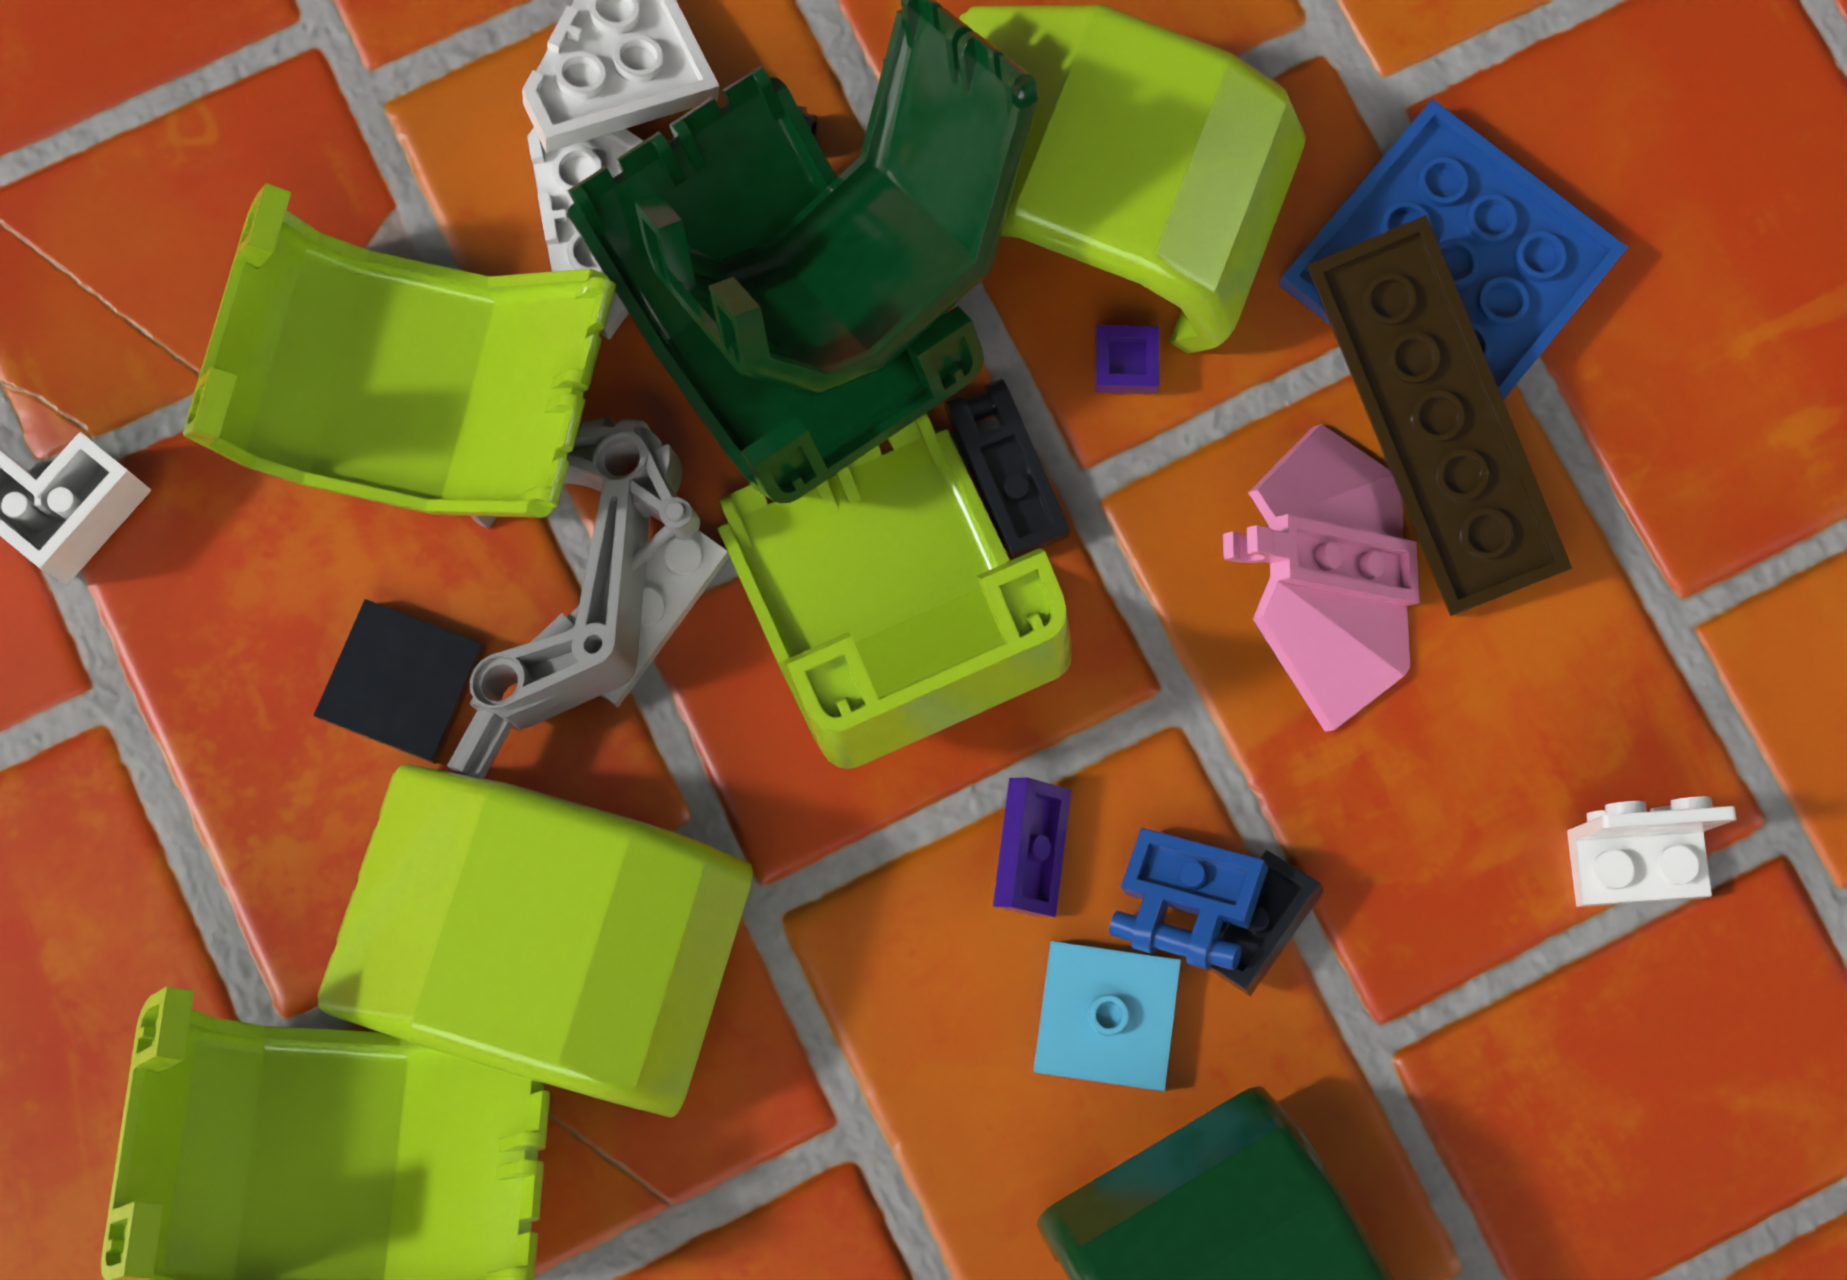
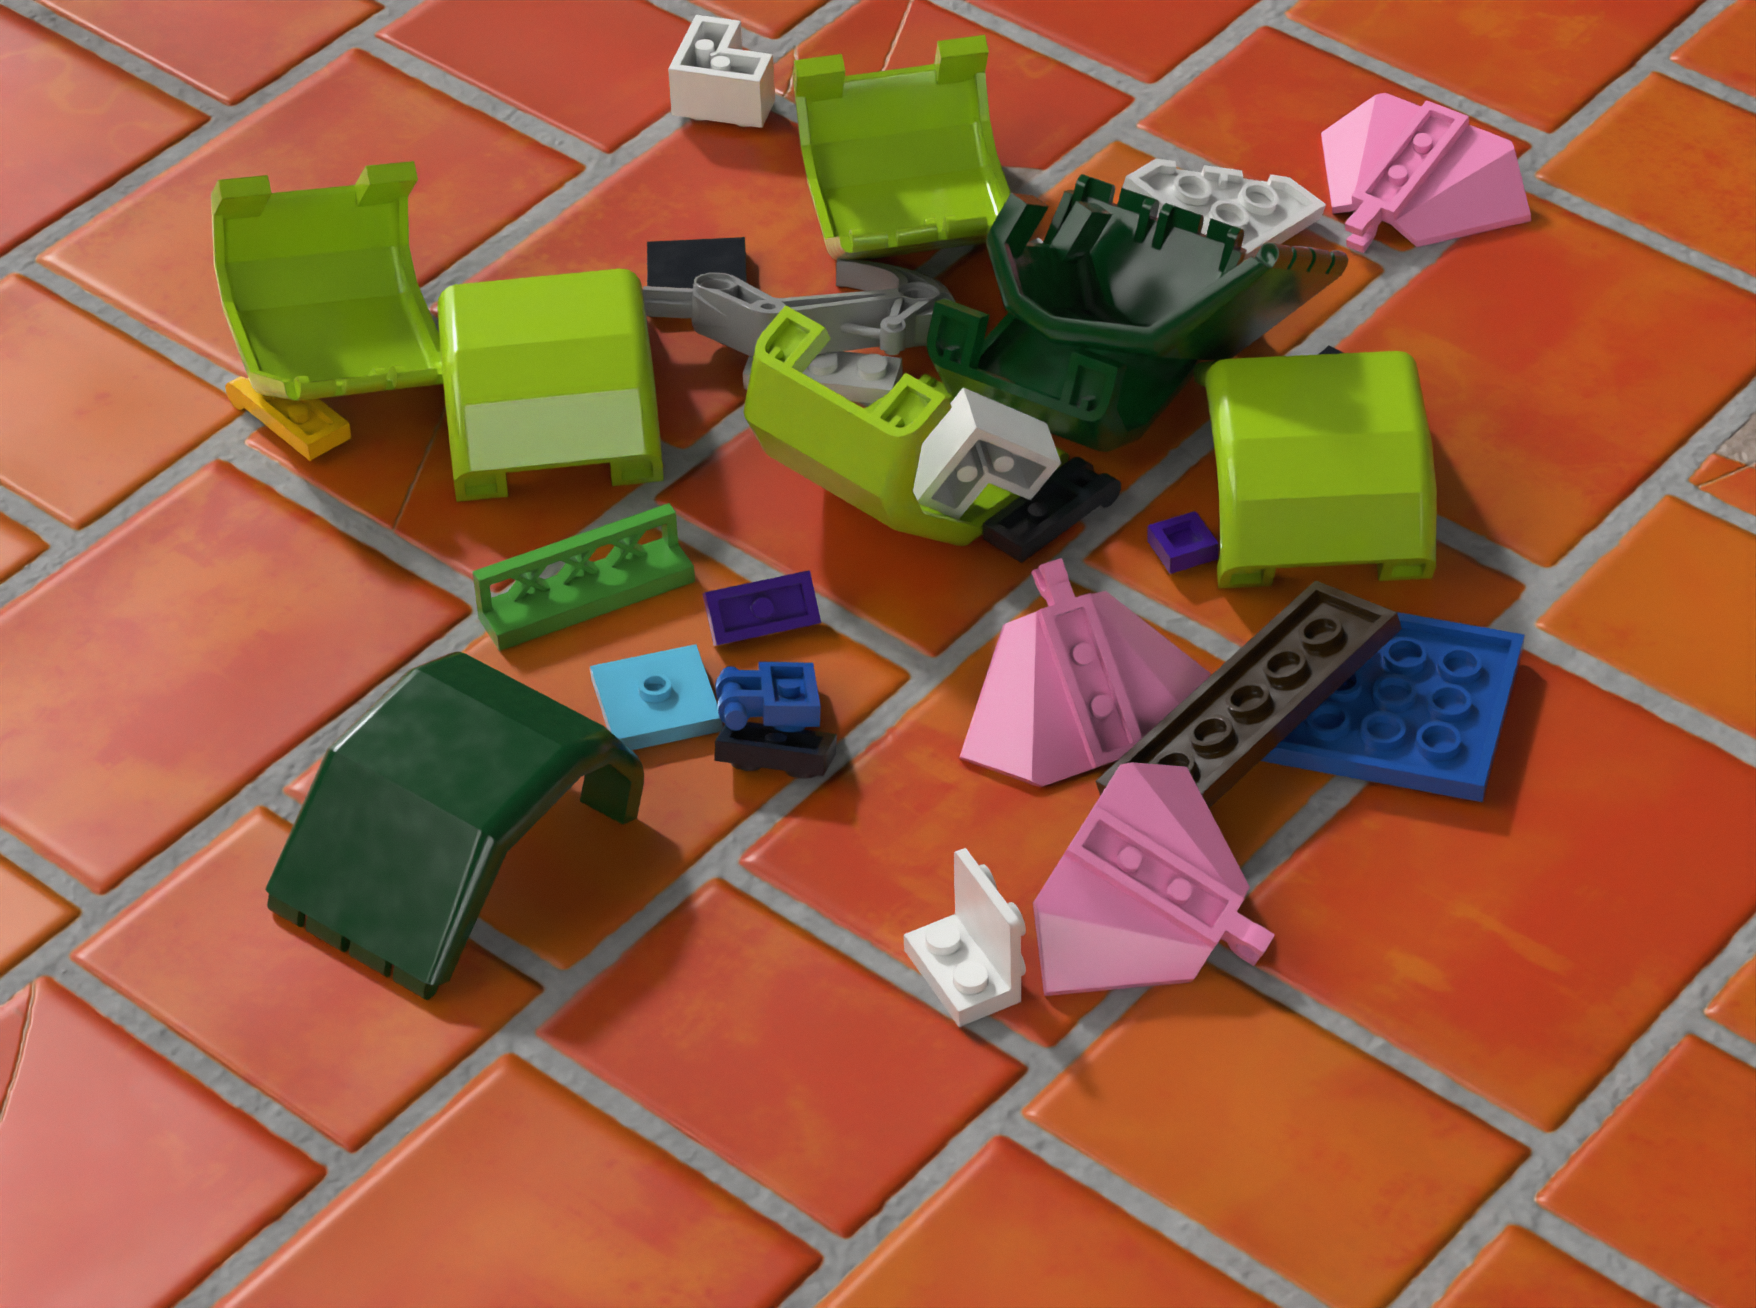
camera: 70 degrees right, 35 degrees down
(895, 1026) = (582, 586): none -> bright green fence
(946, 517) = (980, 446): none -> white brick
(1658, 631) = (1142, 890): none -> bright pink panel

